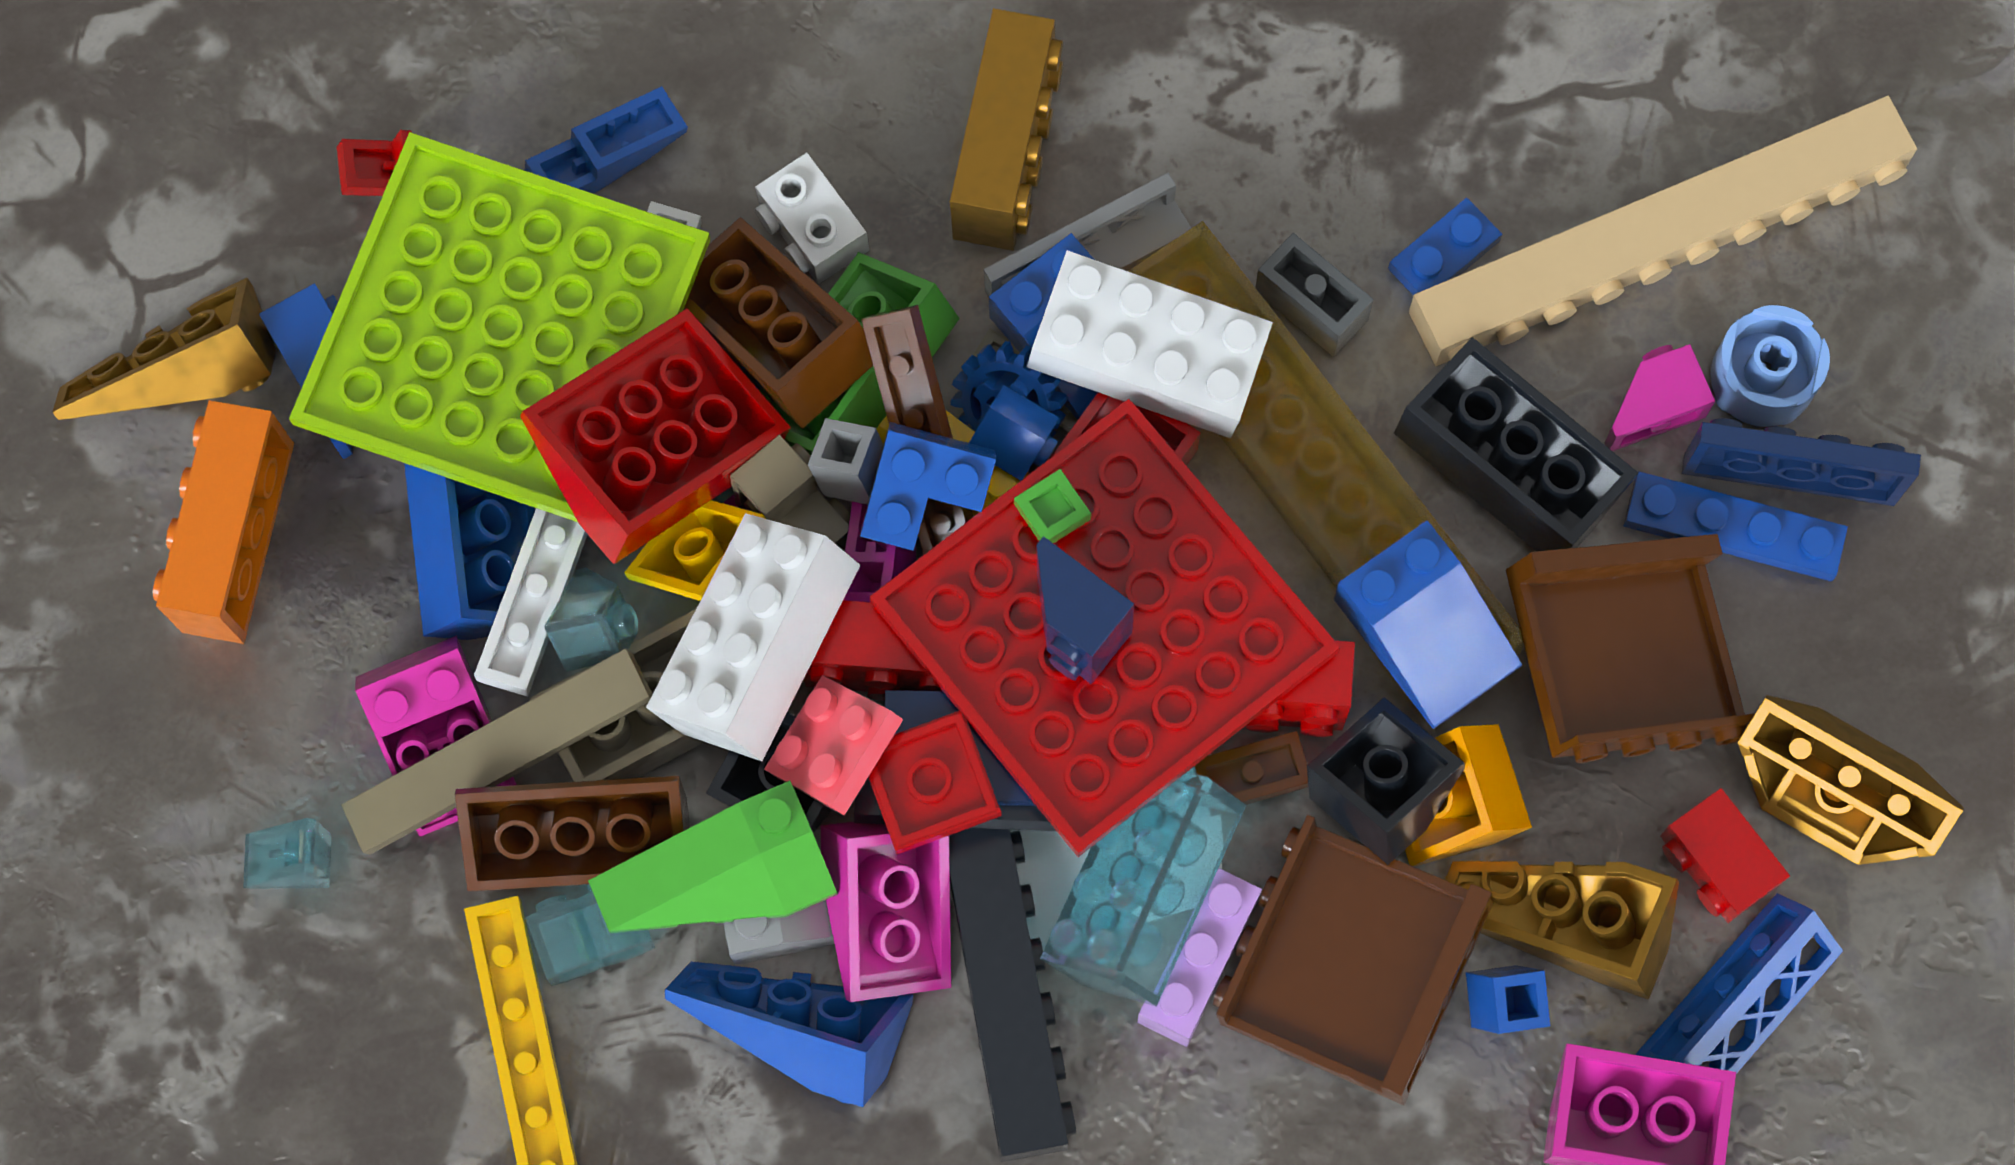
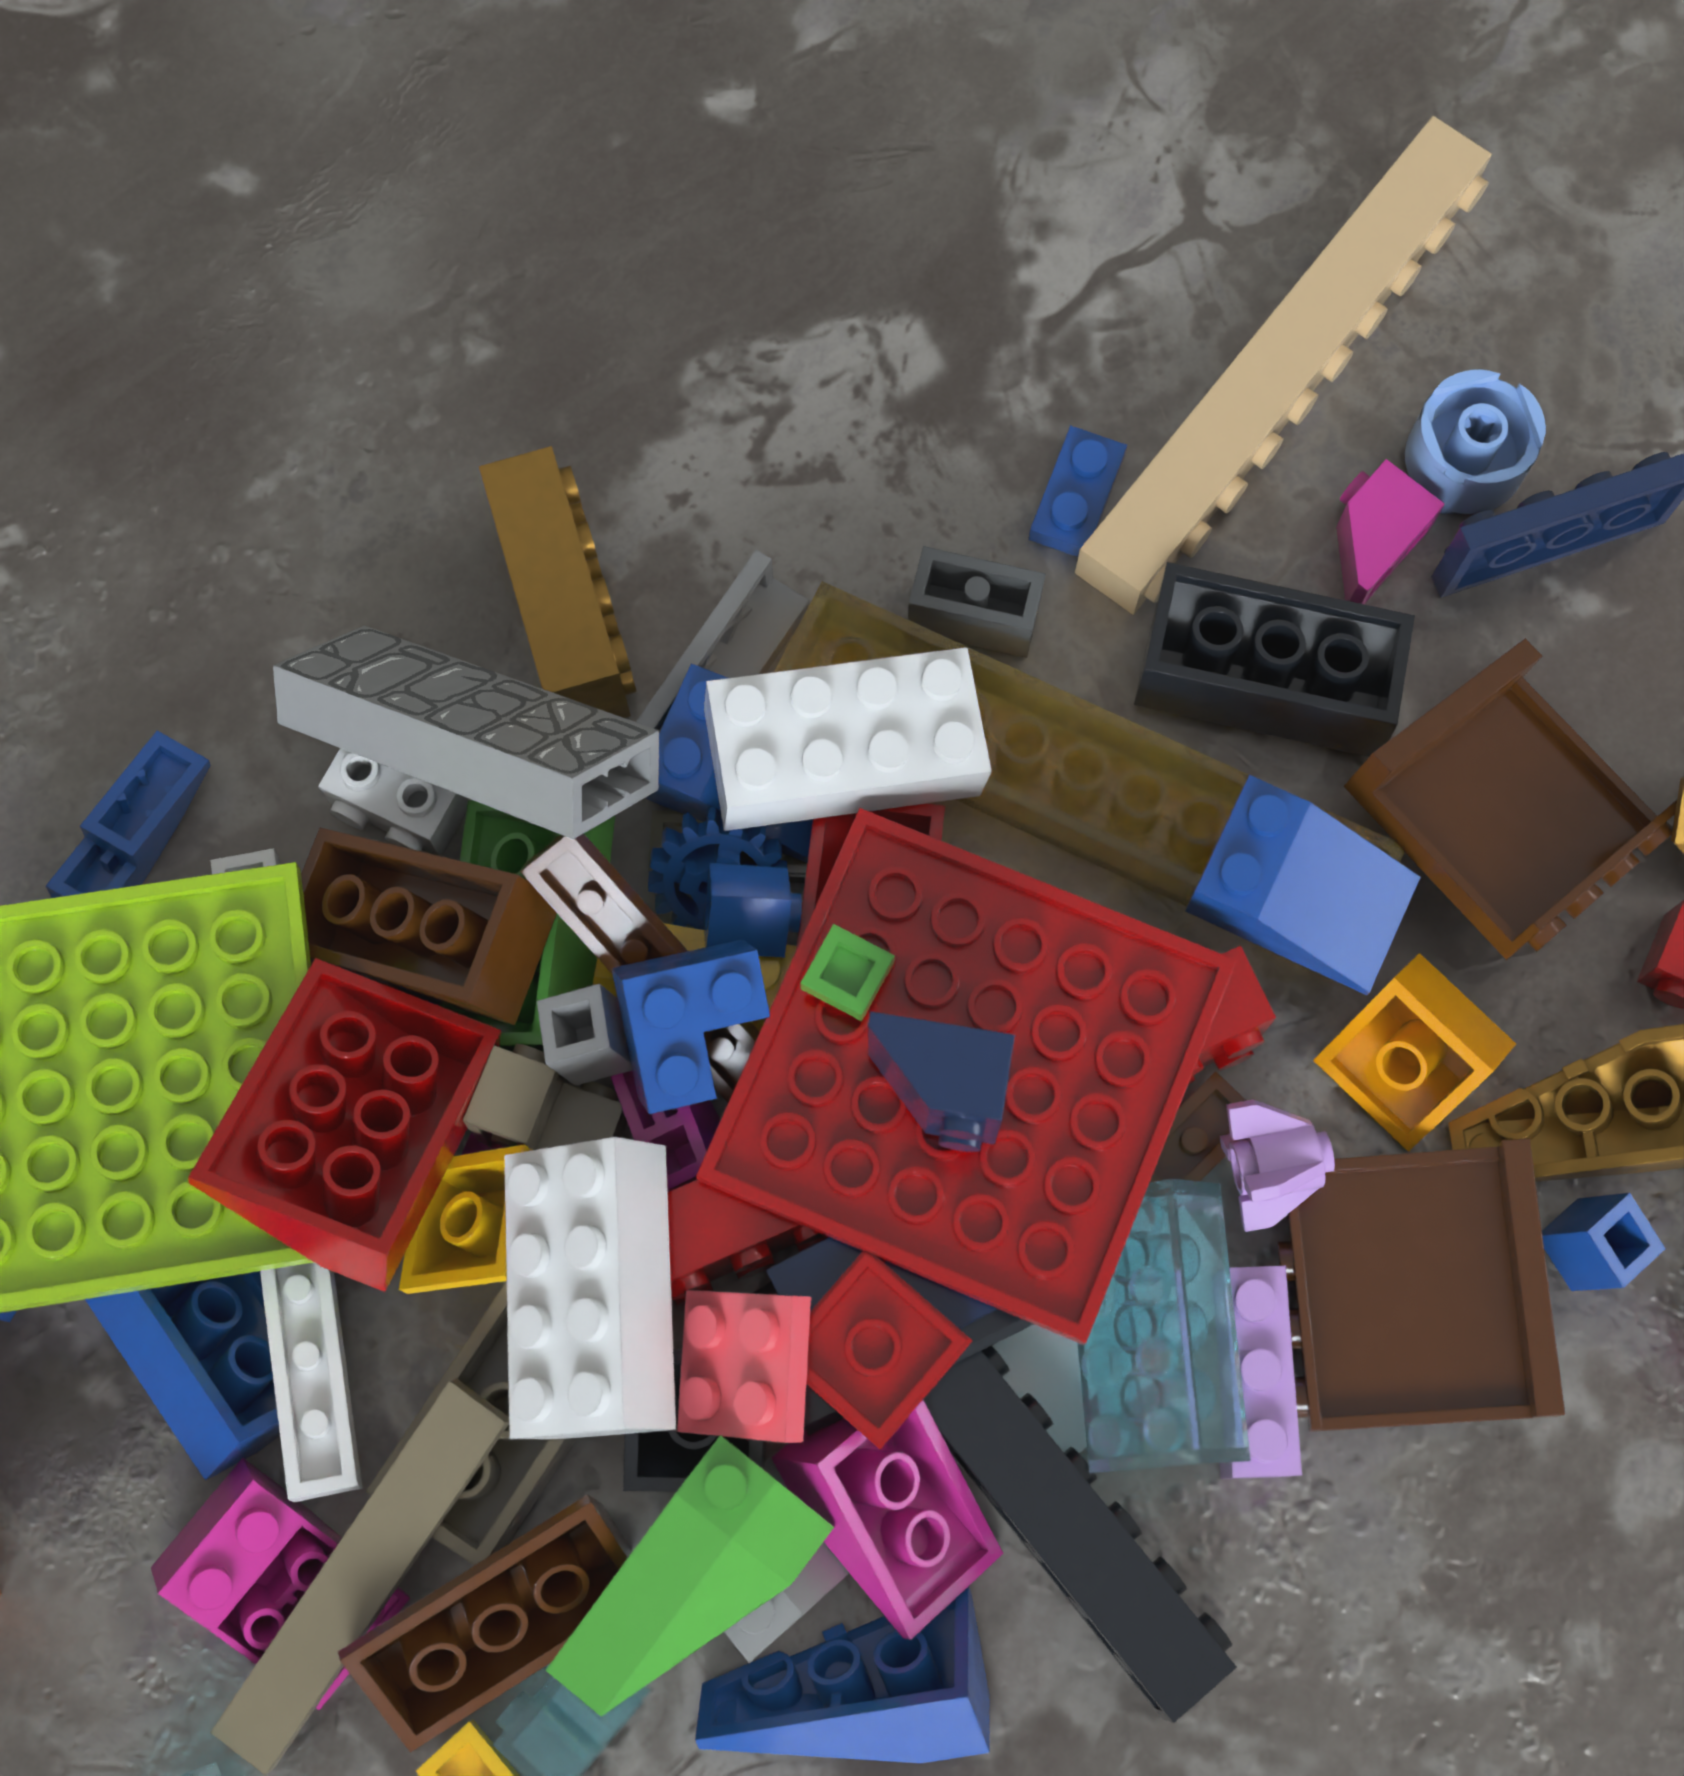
camera: 30 degrees left, 0 degrees up
(590, 621) = (390, 1366): clear light blue slope -> none
(881, 198) = (469, 730): none -> light grey brick
(1294, 809) = (1273, 1160): none -> lavender brick
(1384, 780) = (1346, 1070): black slope -> none
(1742, 525) = (1547, 616): blue plate -> none

